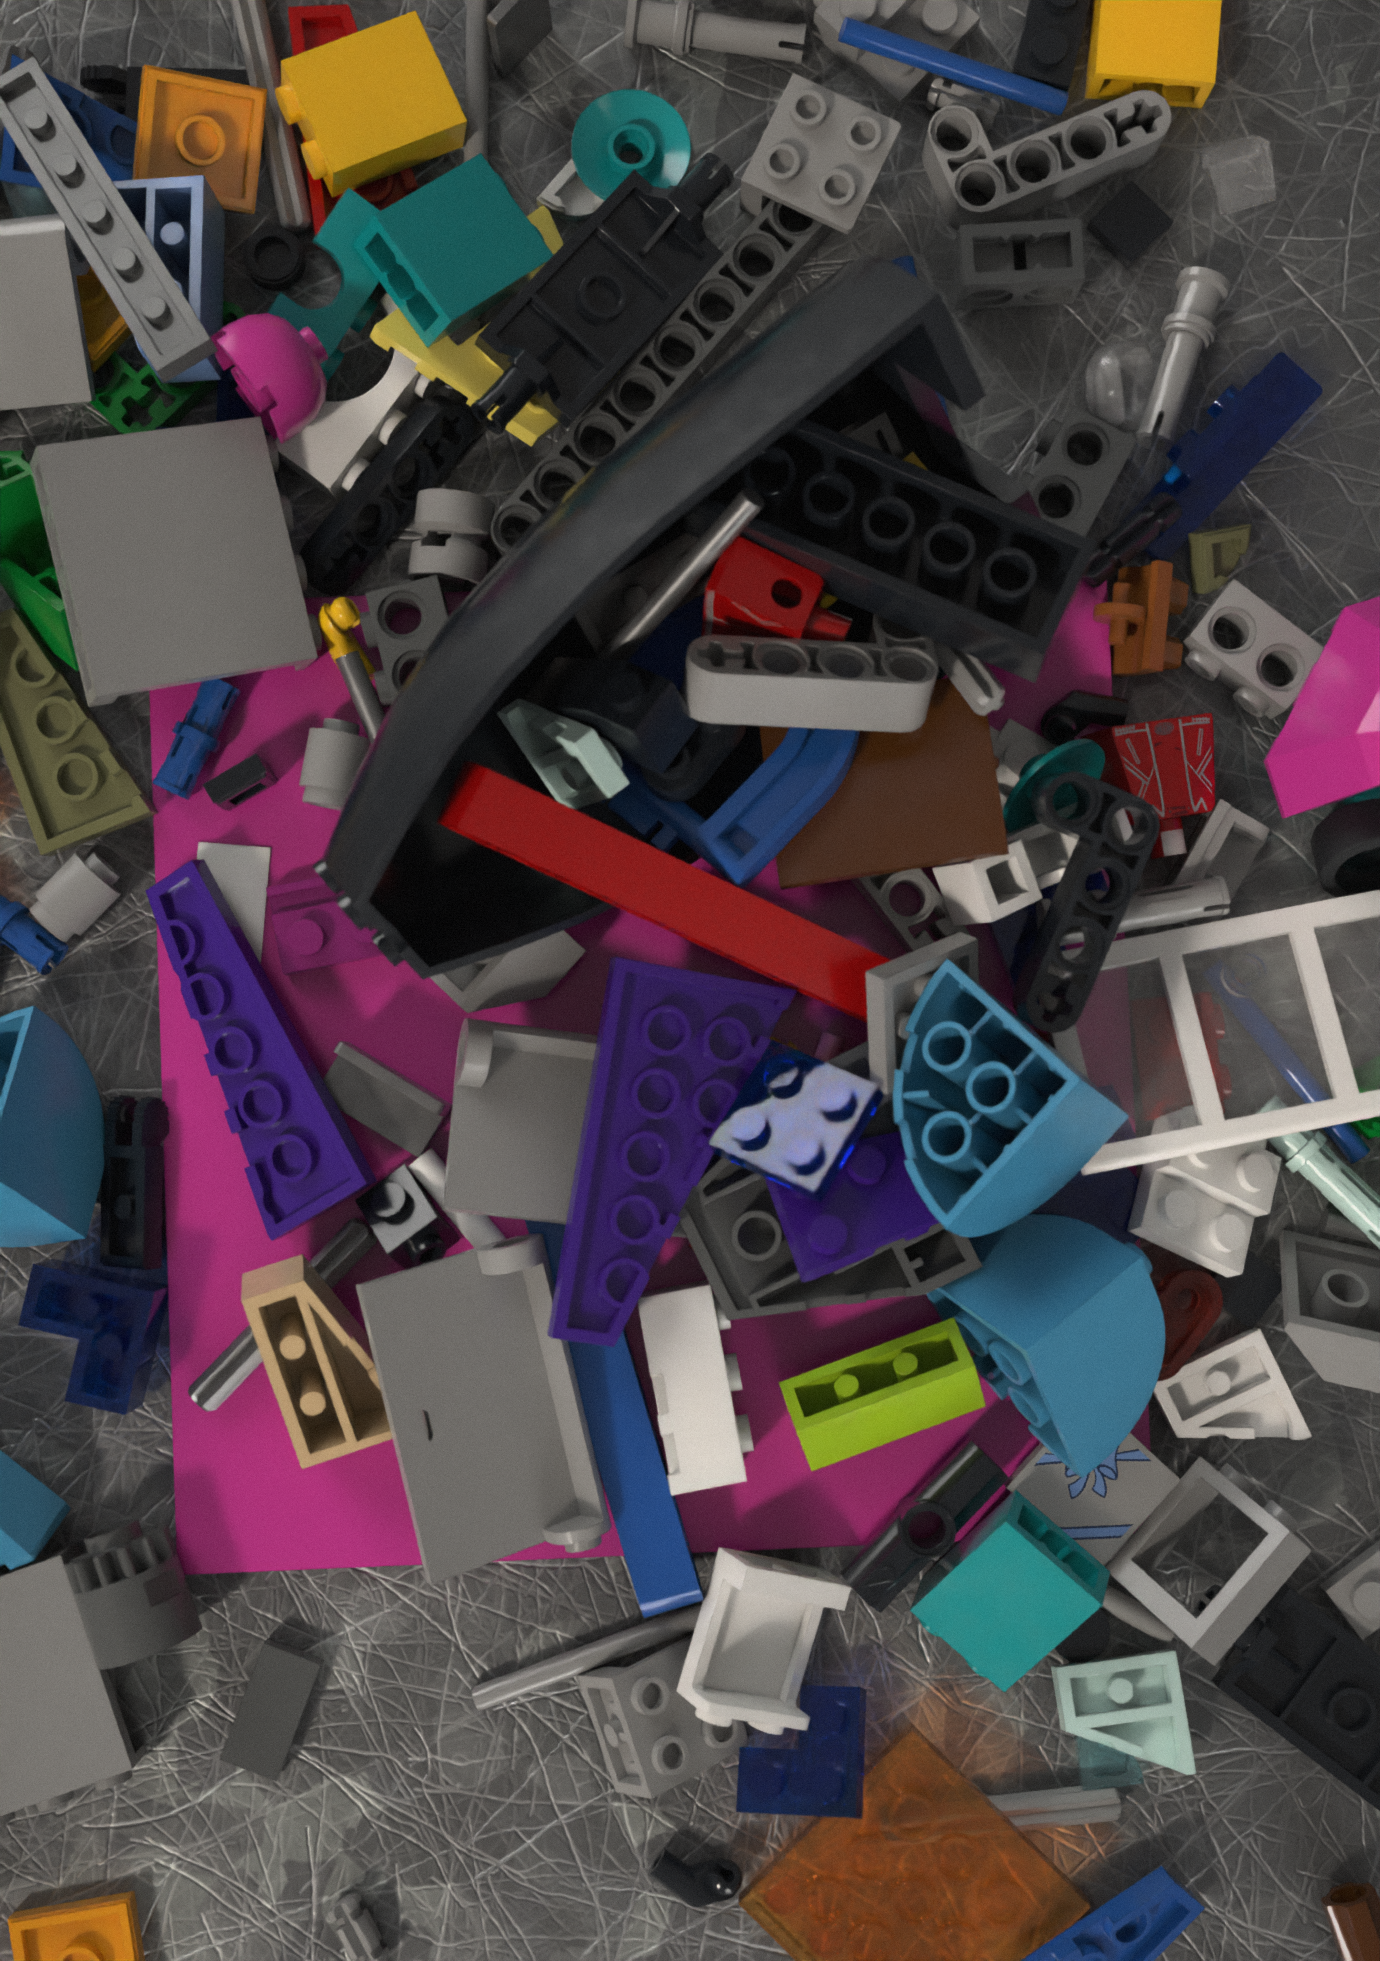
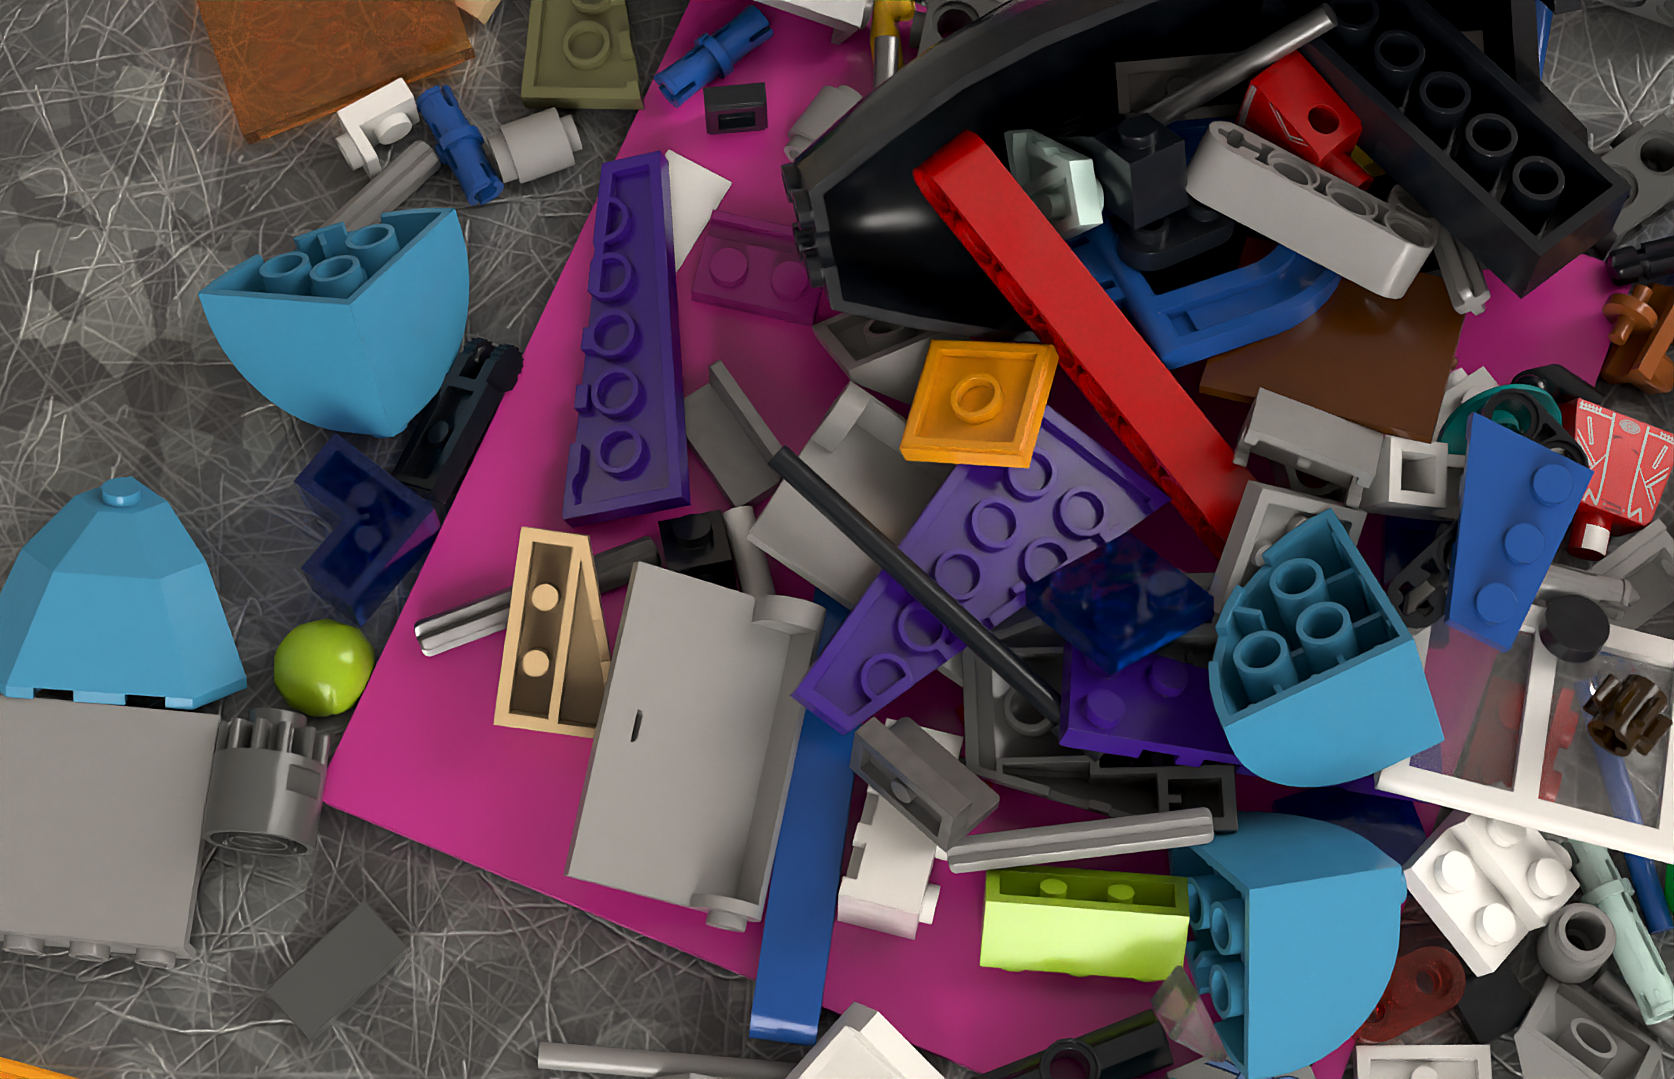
camera: 30 degrees right, 15 degrees down
(128, 1456) = (323, 667): none -> lime hair
(592, 994) = (979, 403): none -> light orange tile
(611, 1189) = (921, 586): none -> black bar
(696, 1349) = (921, 780): none -> flat silver panel
(853, 1339) = (1082, 840): none -> light grey axle
(902, 899) = (1310, 443): none -> light grey hinge
(1005, 1438) = (1186, 1017): none -> clear slope
(1112, 908) = (1508, 529): none -> blue wing
(1192, 946) = (1574, 629): none -> black tile
(1274, 1015) = (1627, 715): none -> dark brown gear
(1316, 1217) = (1586, 929): none -> light grey brick

